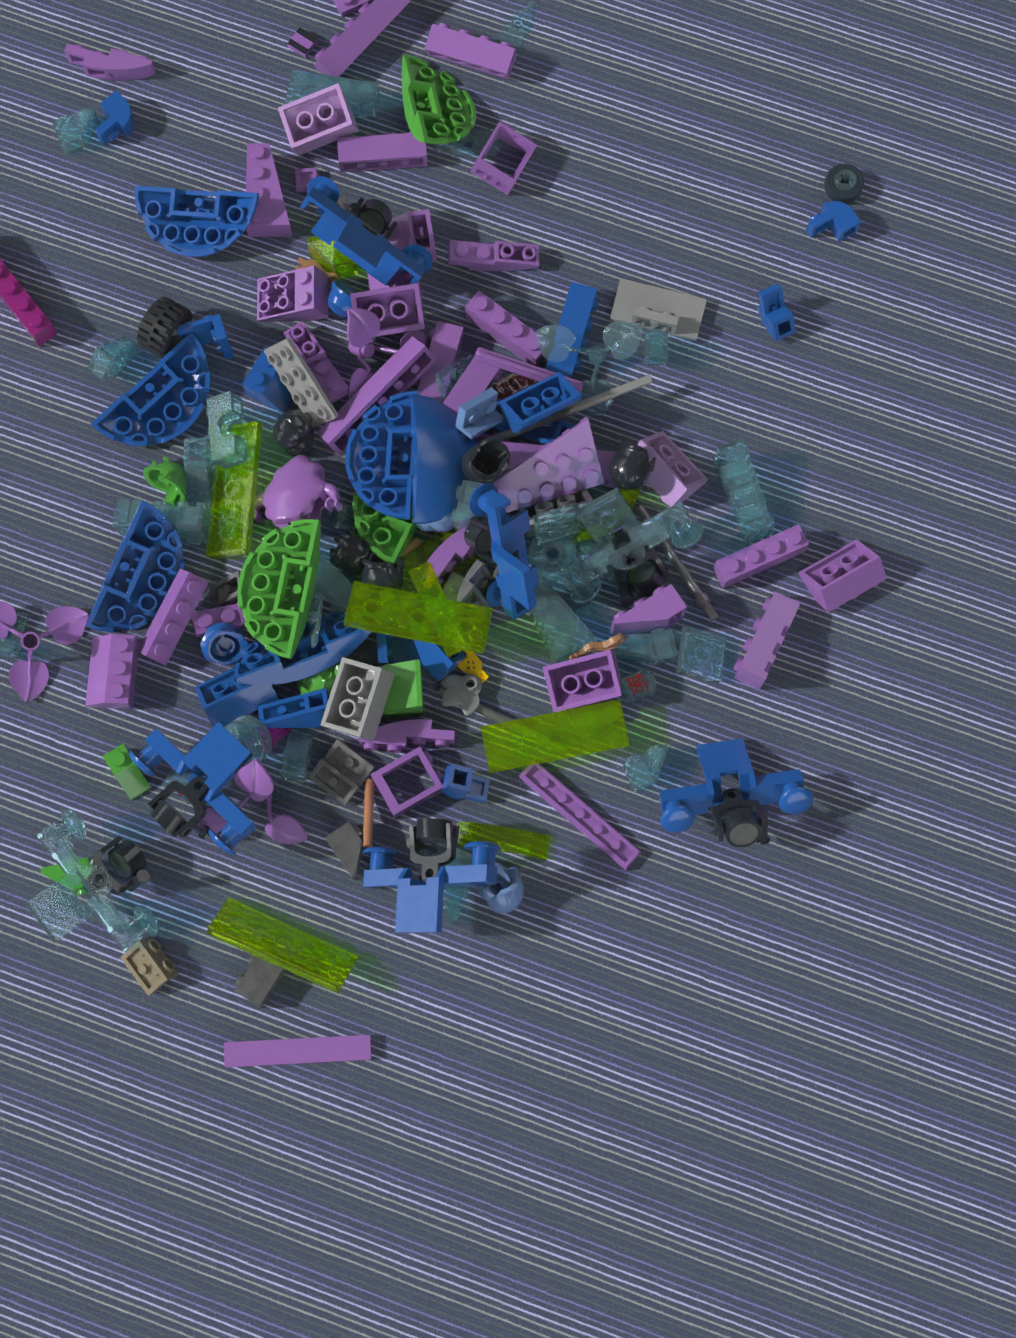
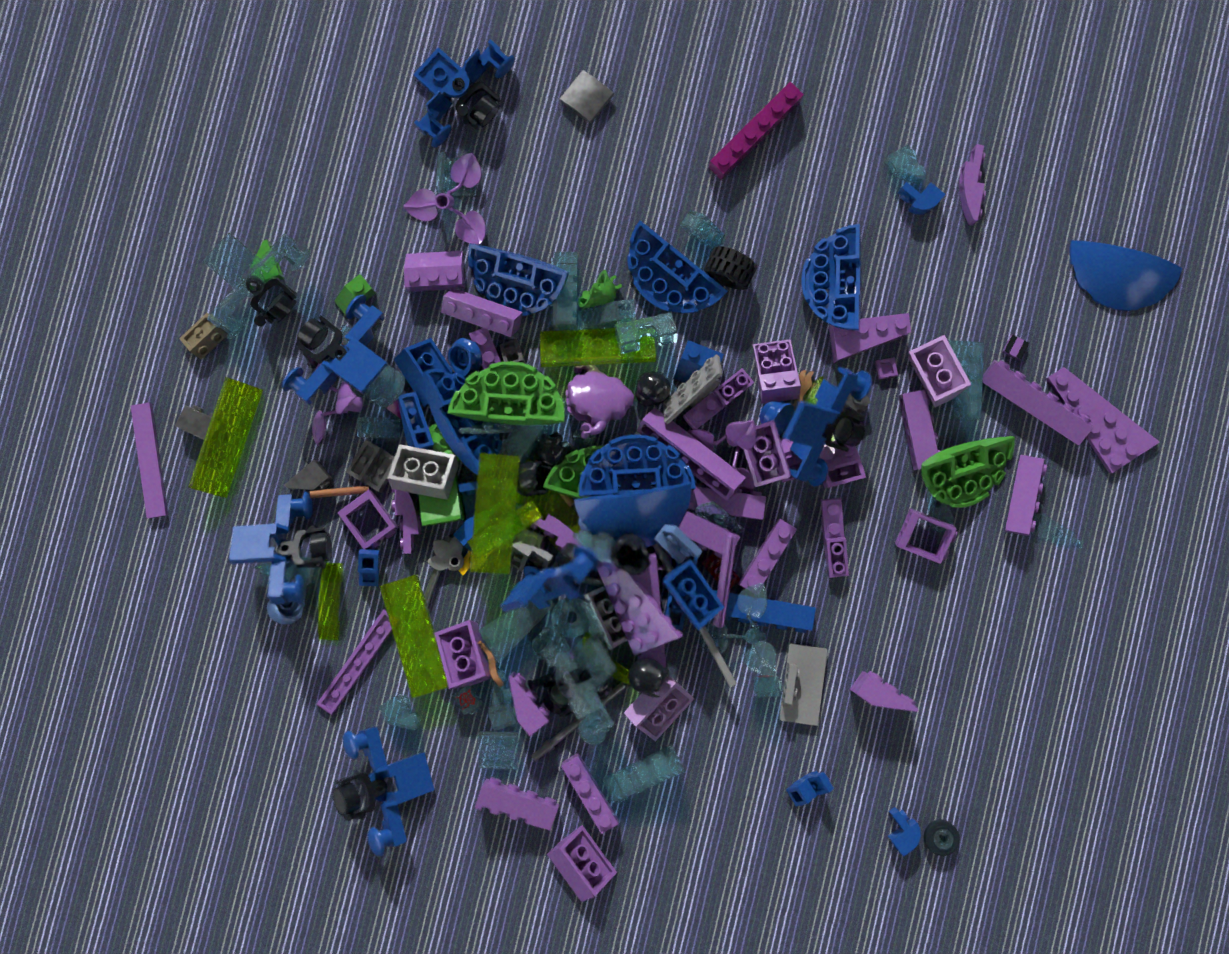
camera: 85 degrees right, 10 degrees up
(207, 331) = (735, 306): blue bracket -> none
(671, 230) = (872, 690): none -> medium lavender slope

